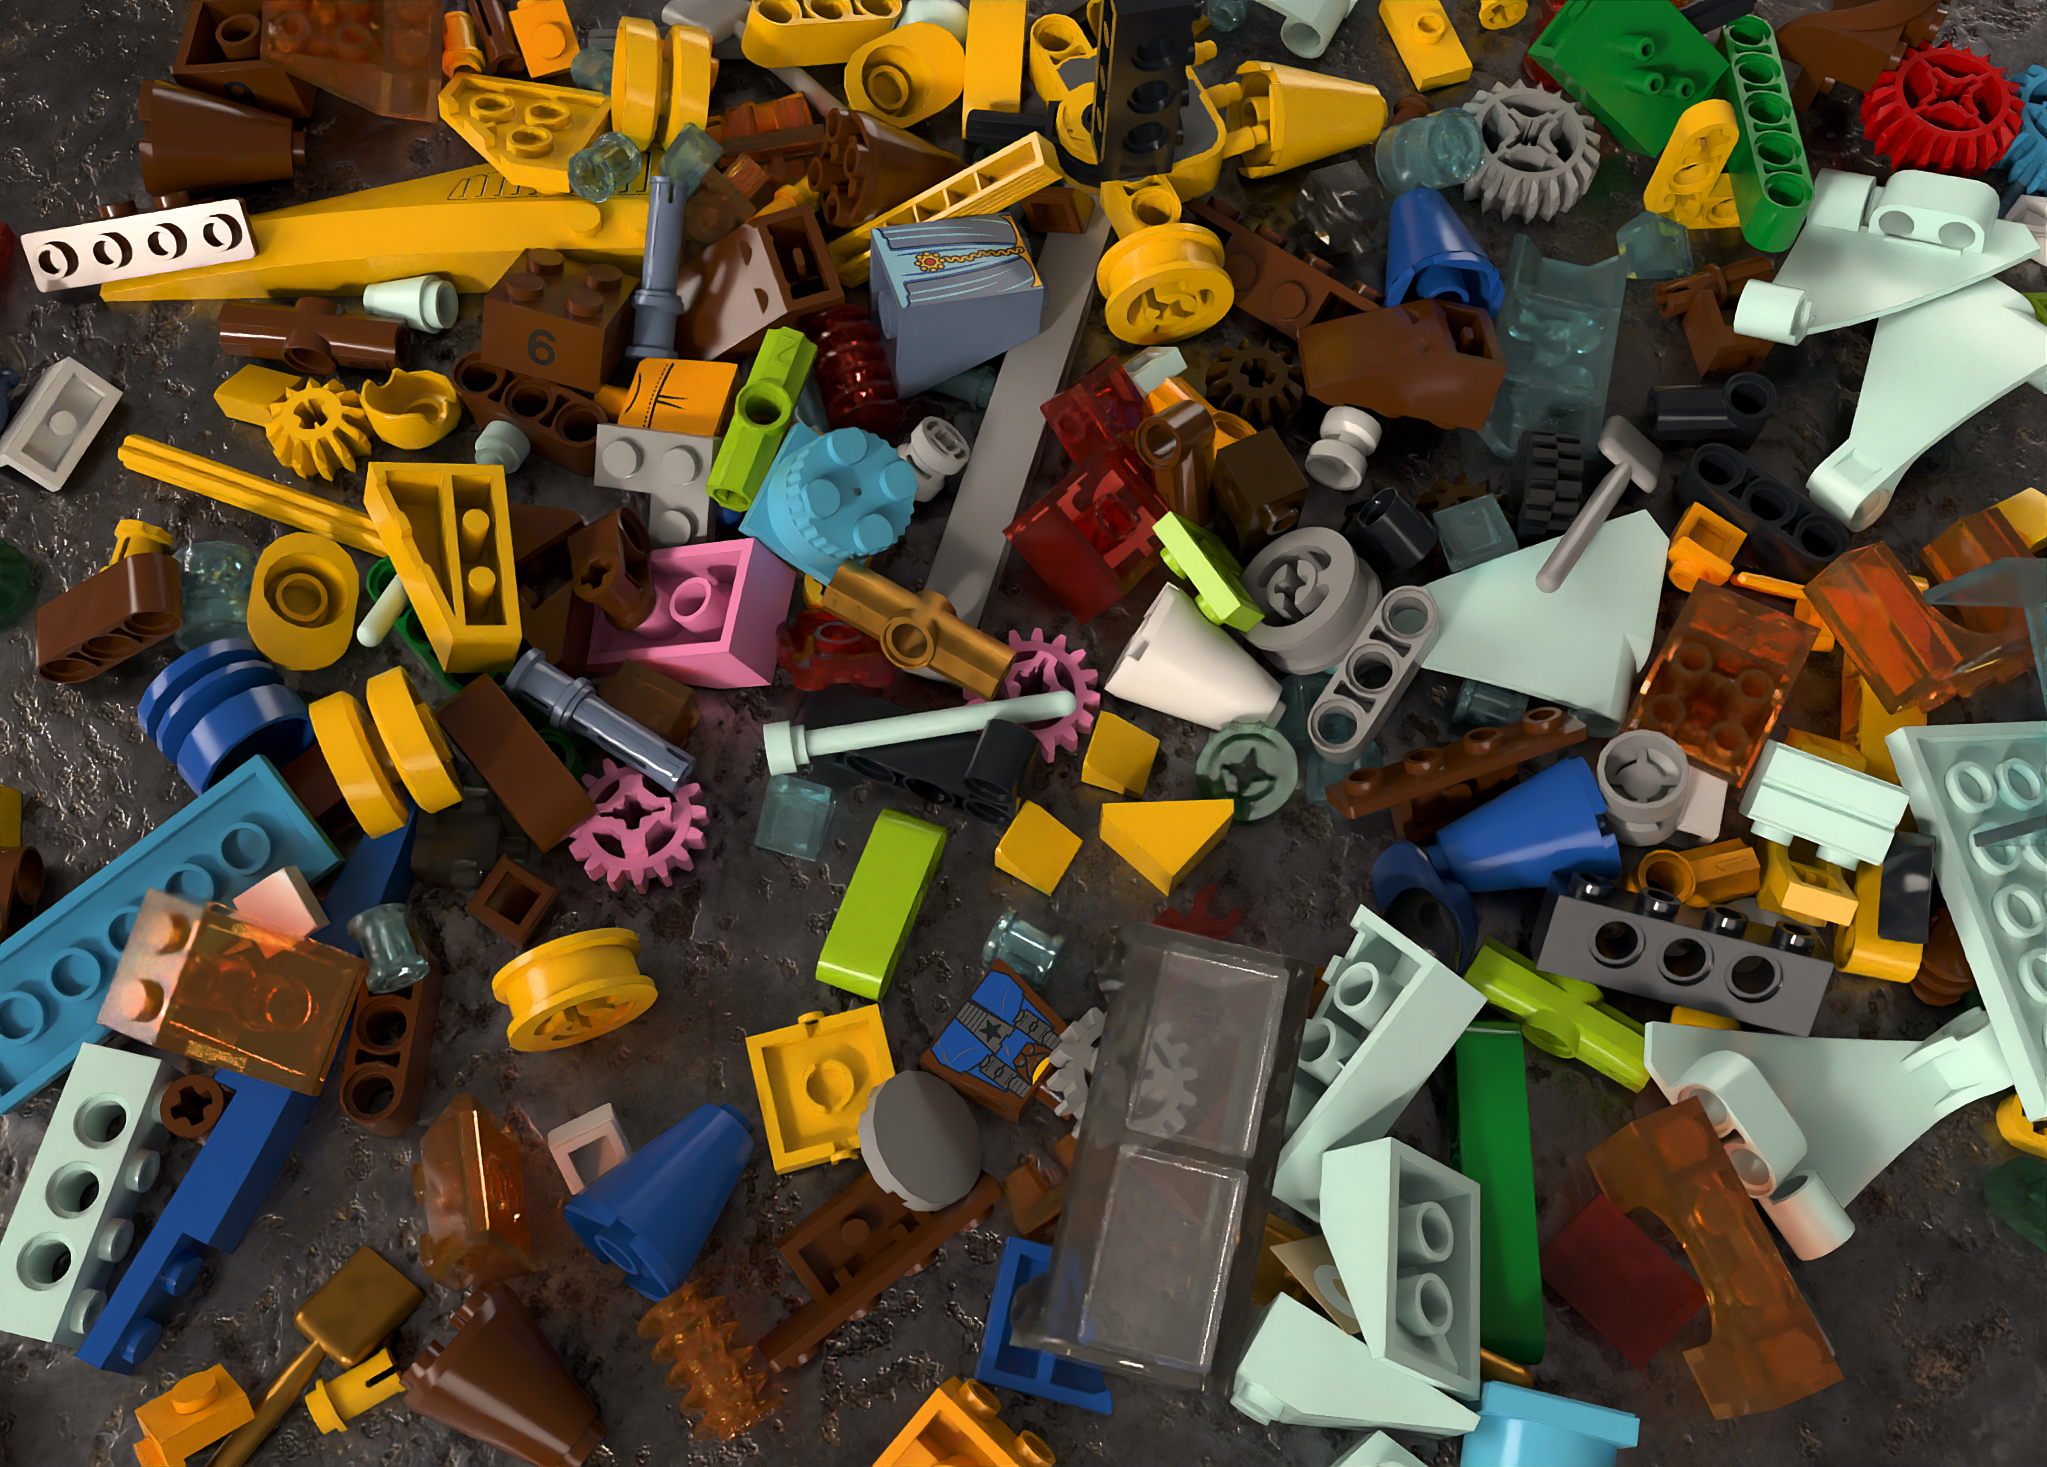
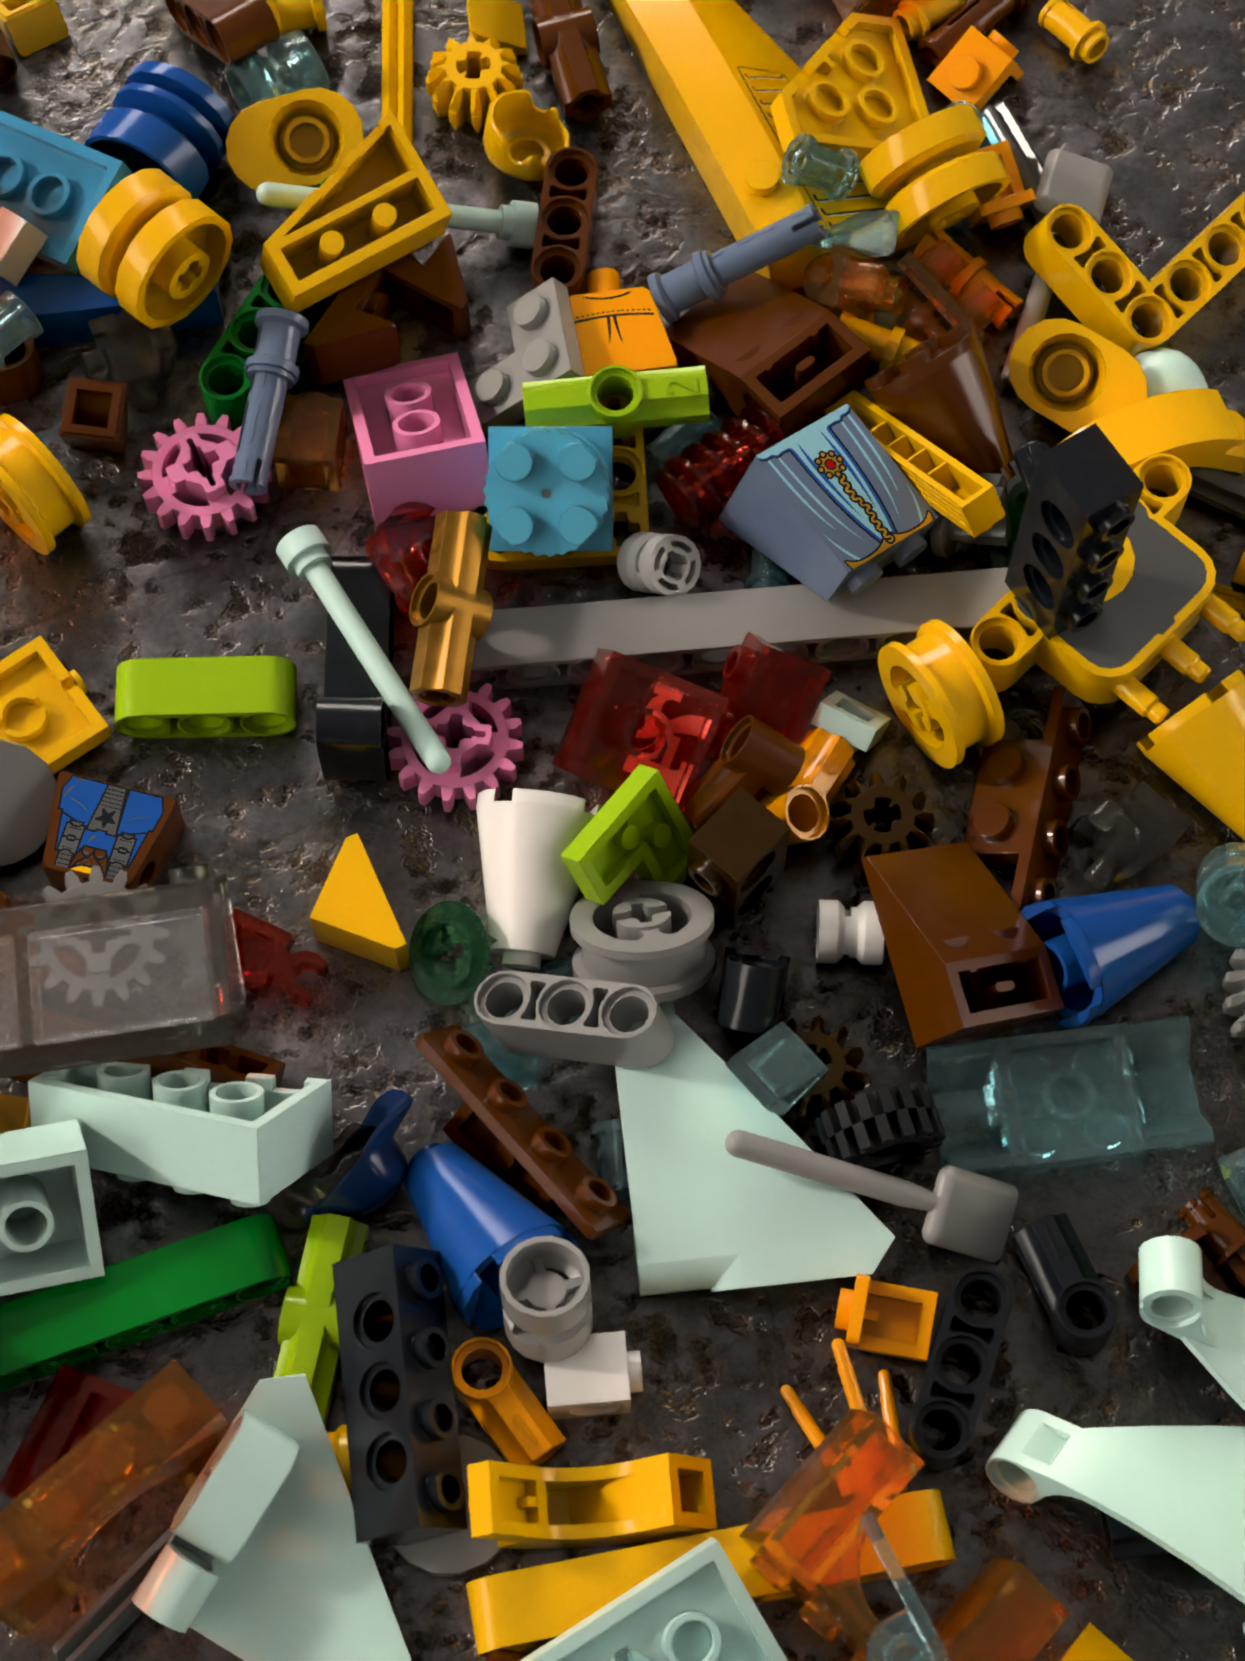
camera: 70 degrees right, 0 degrees up
(421, 300) = (636, 97): light aqua cone -> none
(515, 762) = (197, 351): reddish brown beam -> none
(559, 319) = (650, 202): reddish brown brick -> none
(614, 568) = (429, 350): reddish brown piece -> none
(795, 817) = (262, 600): clear light blue slope -> none
(1024, 947) = (207, 827): clear light blue bush -> none
(1037, 848) = (311, 806): yellow slope -> none
(1058, 210) = (978, 567): reddish brown slope -> none
(1119, 756) = (431, 843): yellow slope -> none
(1722, 680) = (716, 1366): clear orange slope -> none
(1824, 803) = (604, 1485): light aqua brick -> none
(1907, 888) = (543, 1597): black hat -> none

